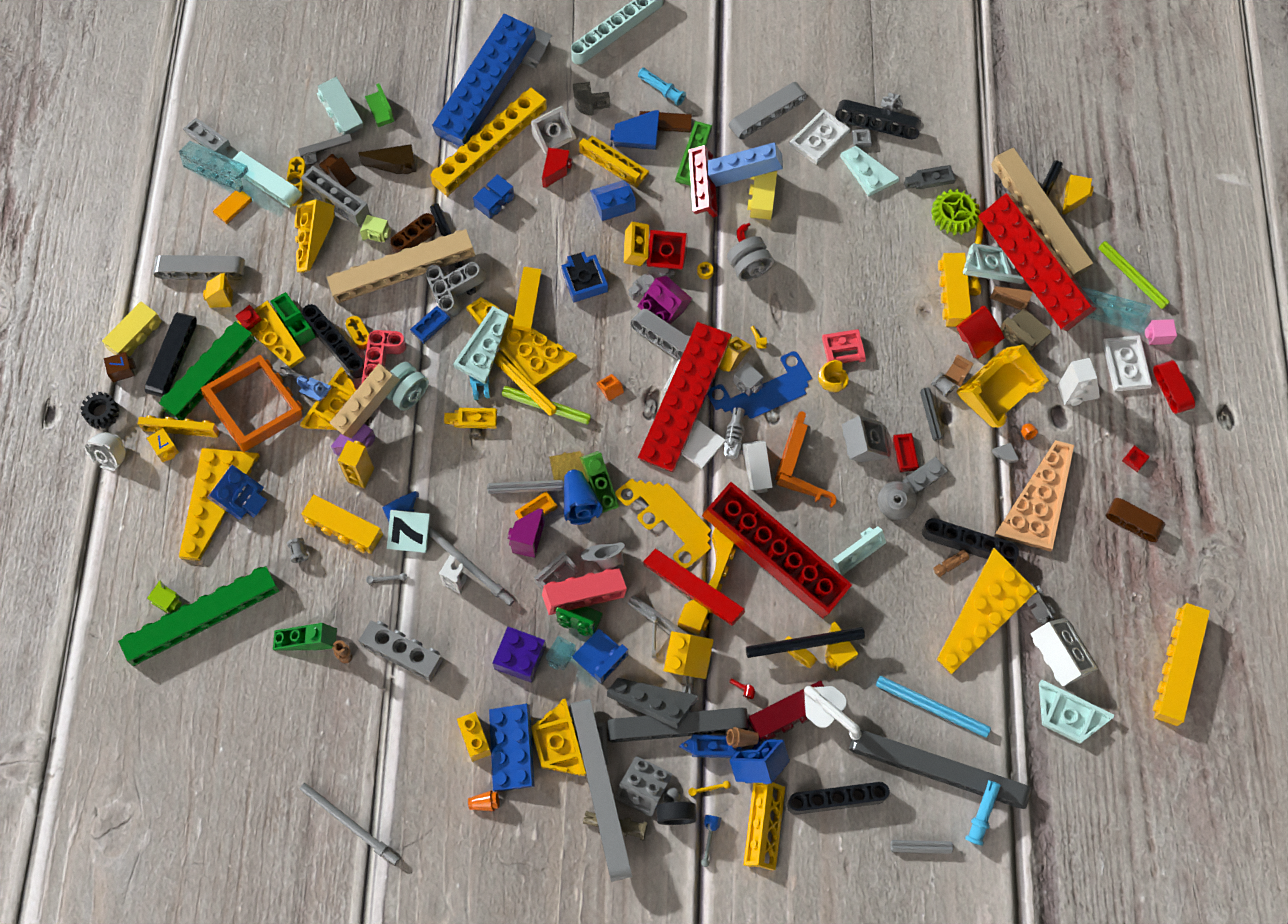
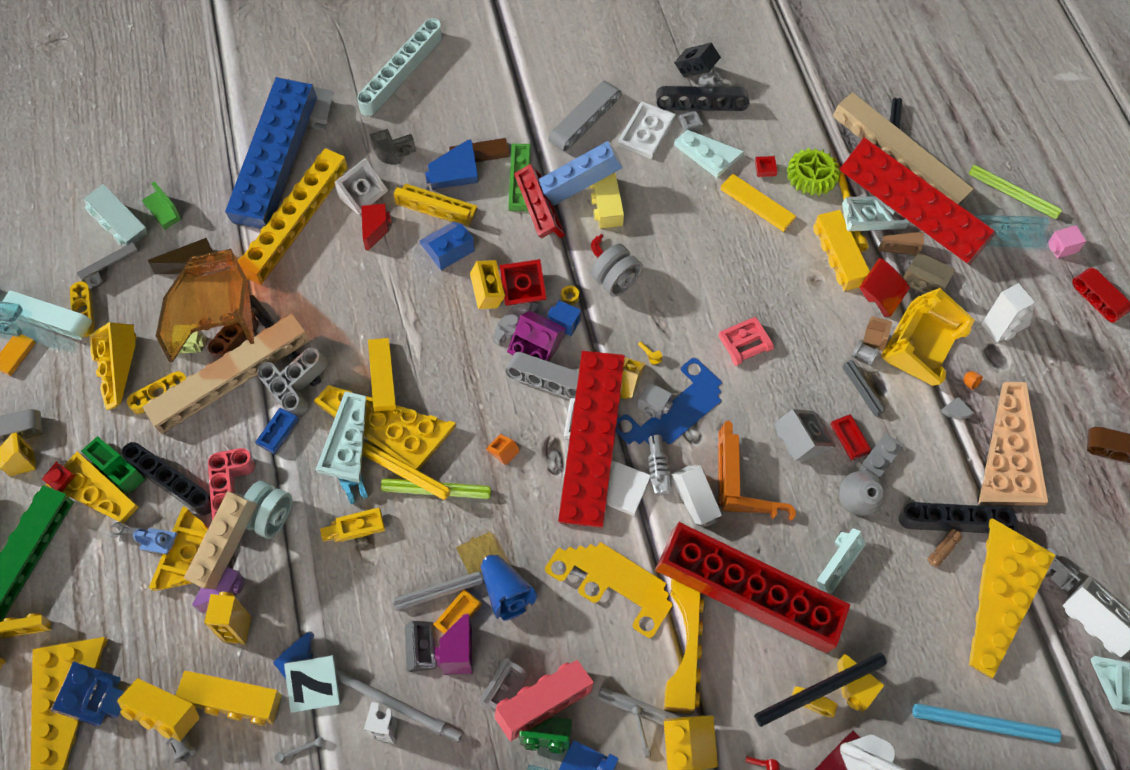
camera: 15 degrees left, 5 degrees down
(265, 431) = (109, 606): orange window -> none
(287, 518) = (158, 710): none -> yellow brick
(333, 193) = (125, 310): light grey brick -> none
(335, 263) = (148, 390): none -> yellow beam
(338, 170) = (129, 286): reddish brown slope -> none
(355, 333) = (190, 464): yellow beam -> none
(397, 196) = (204, 296): none -> clear orange windscreen
(491, 200) = (313, 278): blue piece -> none
(499, 525) = (420, 646): none -> dark grey slope
(583, 276) = (439, 334): piece -> none
(599, 480) = (521, 559): bright green slope -> none
(605, 555) = (555, 647): light grey piece -> none
(668, 89) = (472, 118): medium azure pin -> none
(694, 587) = (672, 658): red tile -> none
(695, 288) = (565, 316): none -> blue brick
(833, 377) = (746, 375): yellow hair -> none
(884, 82) = (697, 60): none -> black brick
(896, 228) = (758, 202): none -> yellow tile
(914, 196) = (765, 166): none -> red plate
(930, 178) = (775, 143): dark grey hinge -> none
(1076, 192) = (927, 123): yellow slope -> none
(1127, 363) = (1043, 282): white tile -> none
(1135, 458) = (1092, 380): red tile -> none

